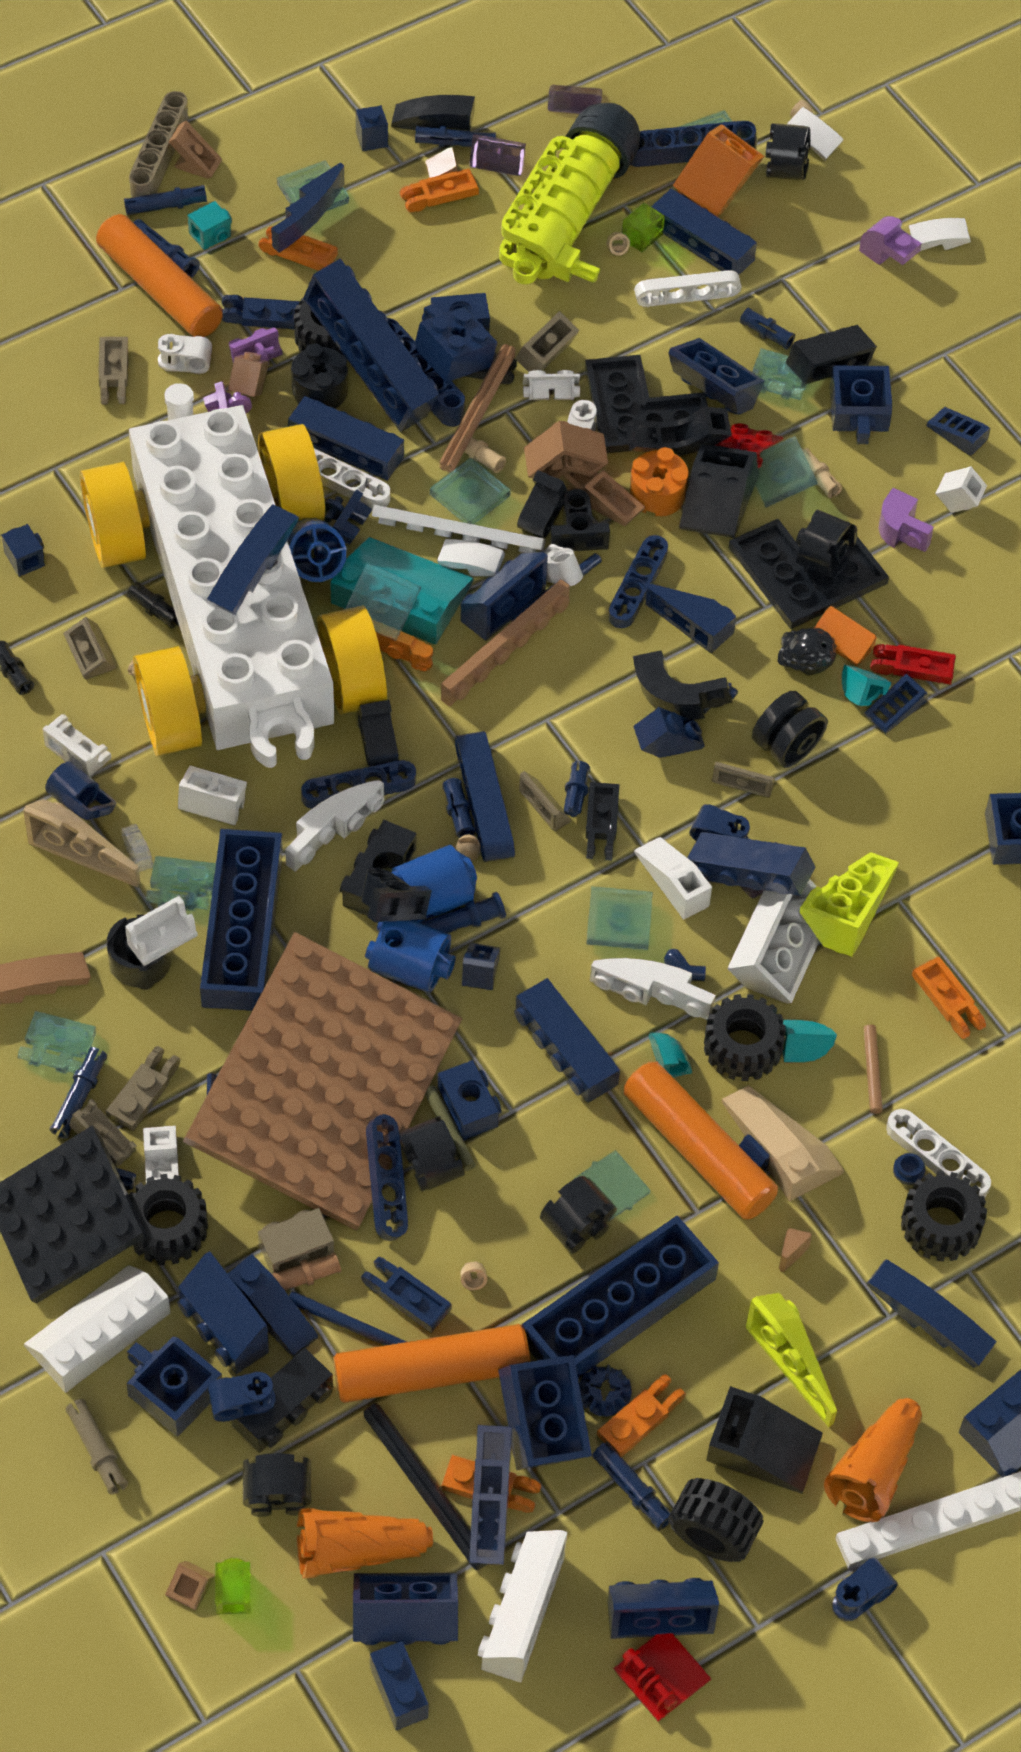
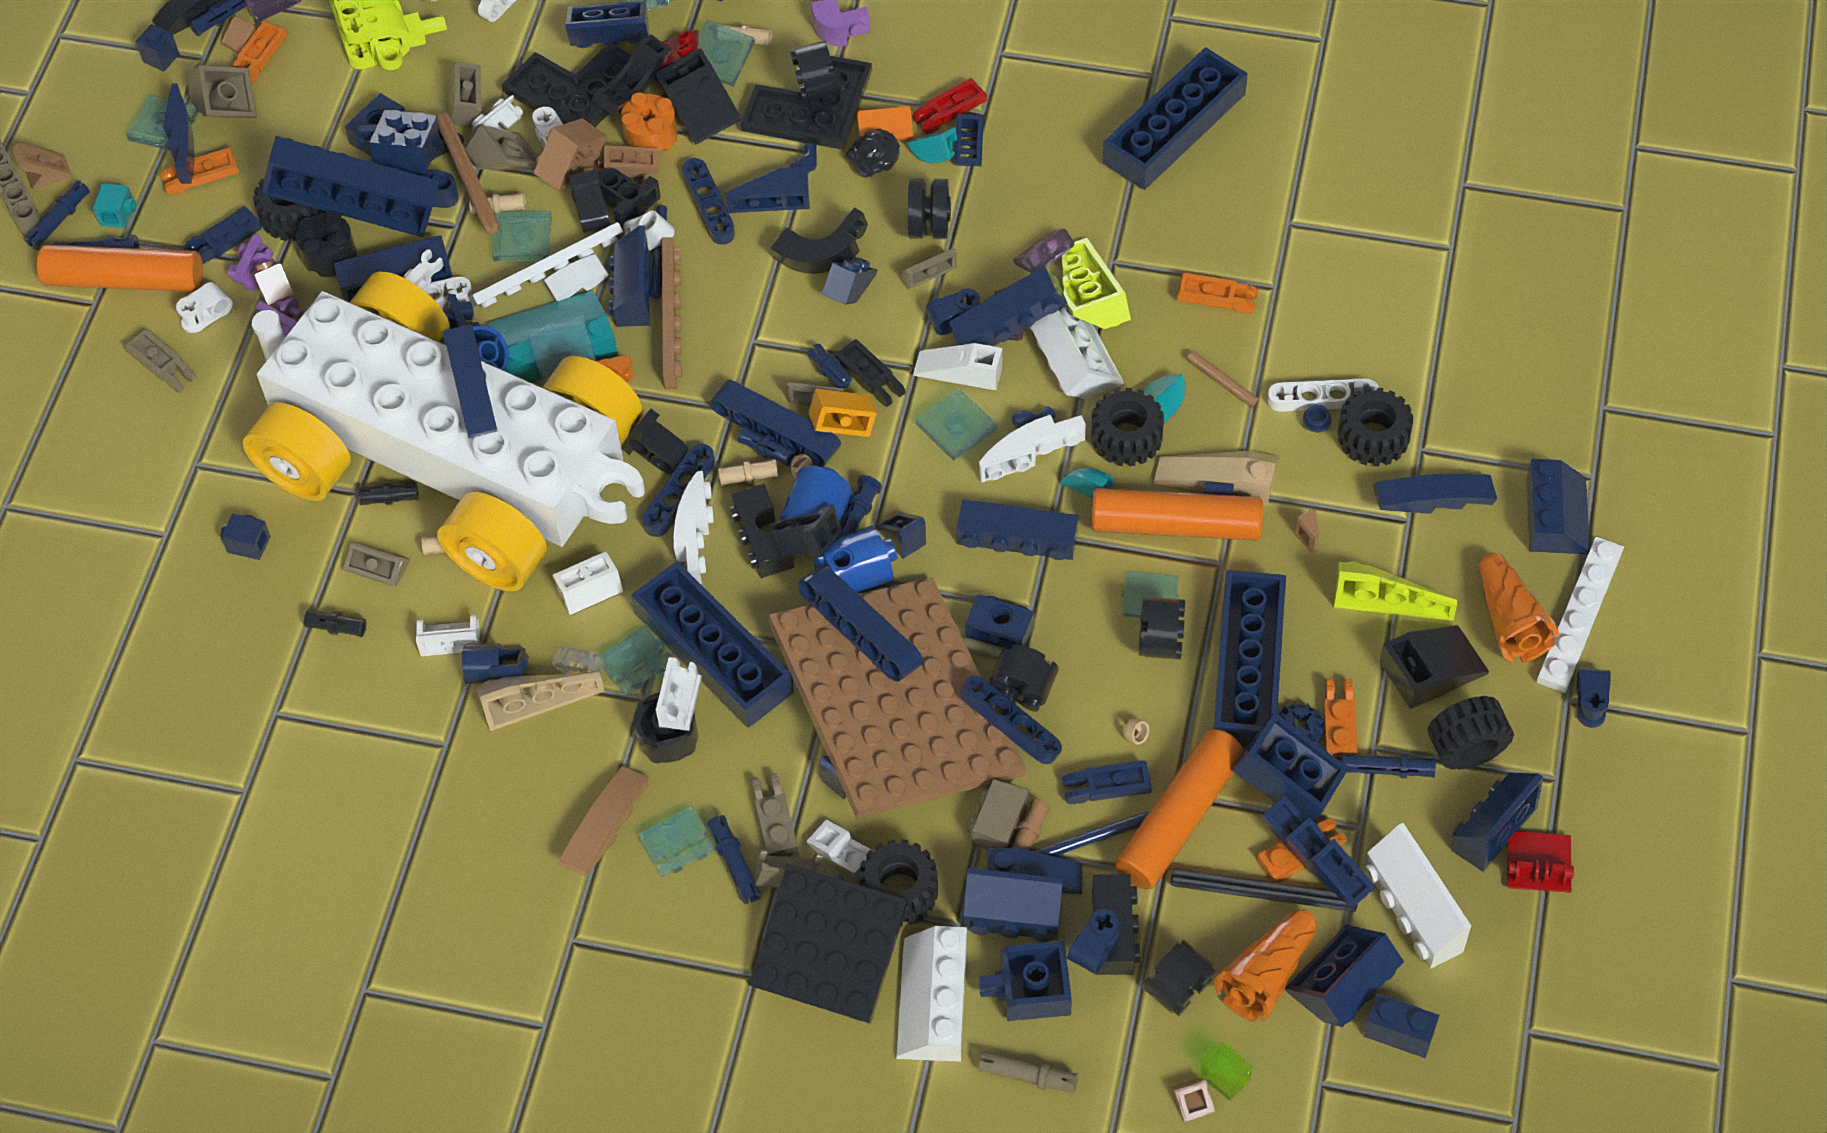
camera: 40 degrees left, 0 degrees up
(350, 999) = (860, 623): none -> dark blue beam
(351, 459) = (423, 272): none -> white plate
(377, 201) = (222, 92): none -> dark tan slope
(422, 816) = (748, 472): none -> tan pin
(526, 408) = (500, 150): none -> dark tan slope
(536, 831) = (842, 412): none -> light orange brick
(750, 615) = (809, 158): none -> dark blue arm
(850, 844) = (1045, 250): none -> clear purple slope

